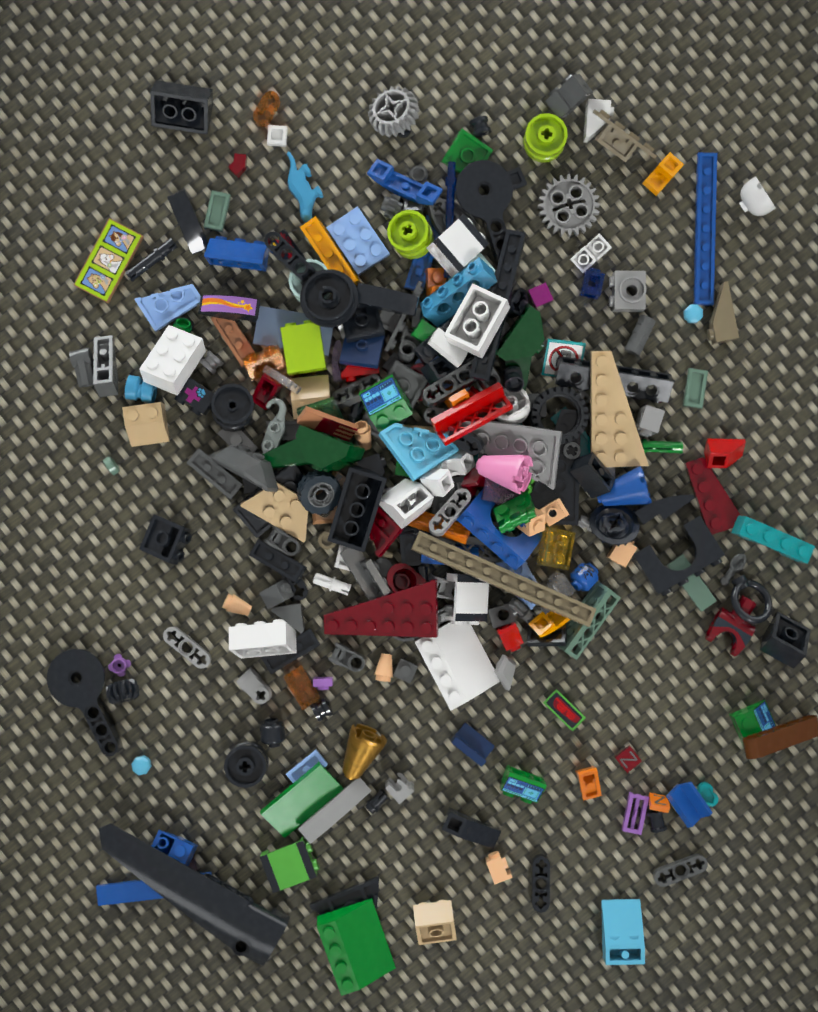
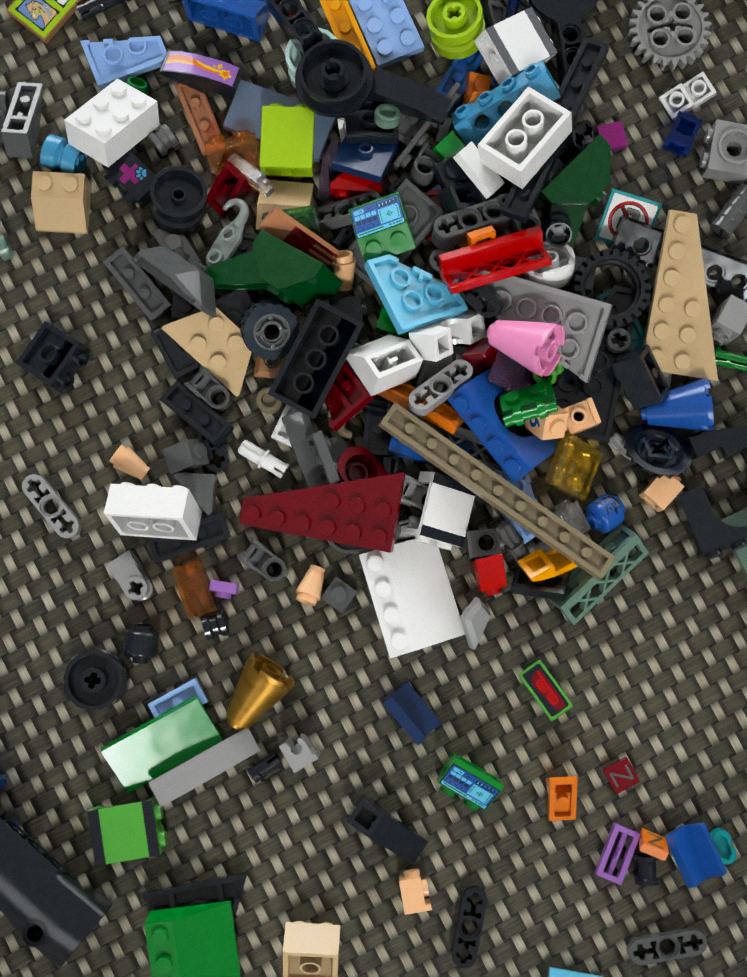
camera: 10 degrees right, 5 degrees down
(373, 316) = (387, 116): none -> sand green tile

